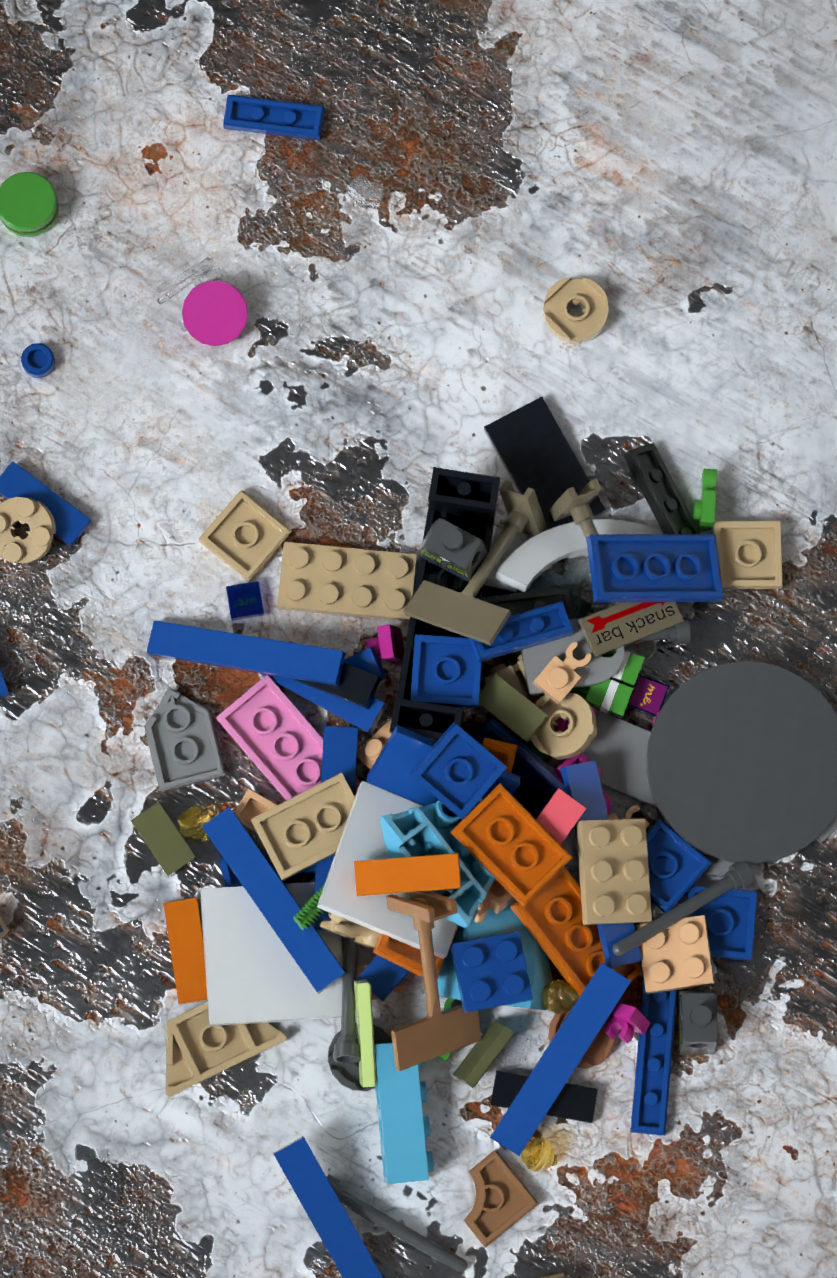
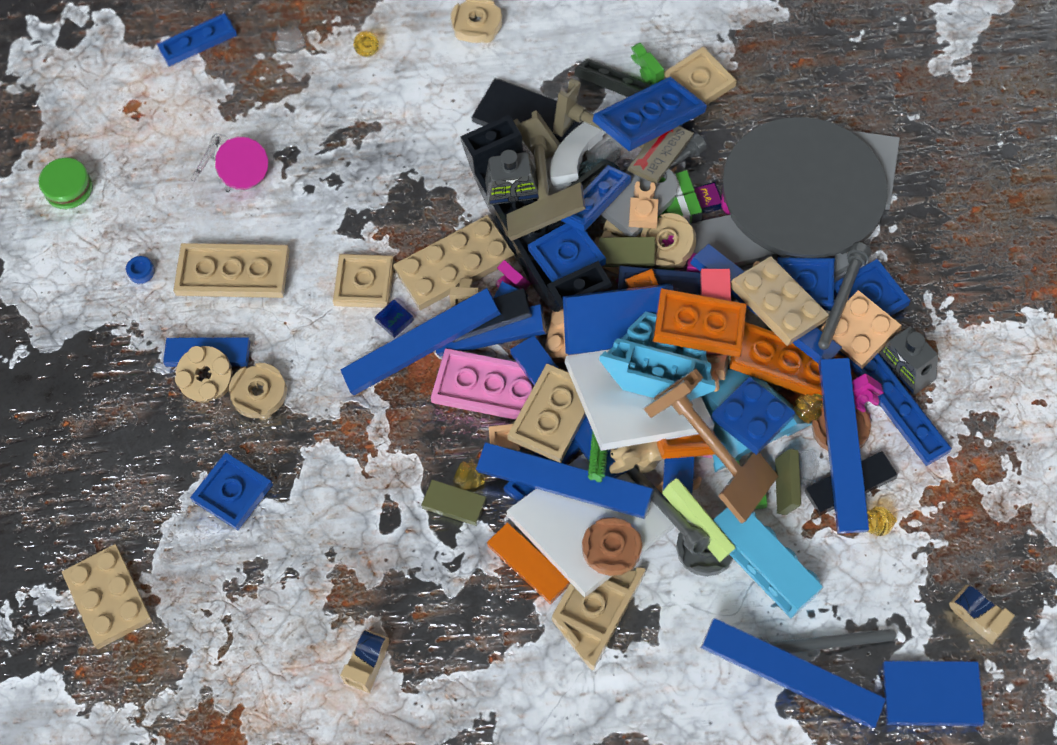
camera: 30 degrees left, 15 degrees down
(42, 579) = (264, 404): none -> tan plate
(124, 430) = (231, 270): none -> tan plate
(182, 743) = (420, 433): light grey tile -> none
(268, 997) = (611, 546): none -> nougat tile
(326, 632) = (463, 292): none -> tan tile
(407, 874) = (647, 382): orange tile -> none
(440, 256) = (366, 43): none -> clear yellow plate
(458, 770) = (627, 296): blue plate -> none
(499, 1199) = (878, 571): medium nougat tile -> none

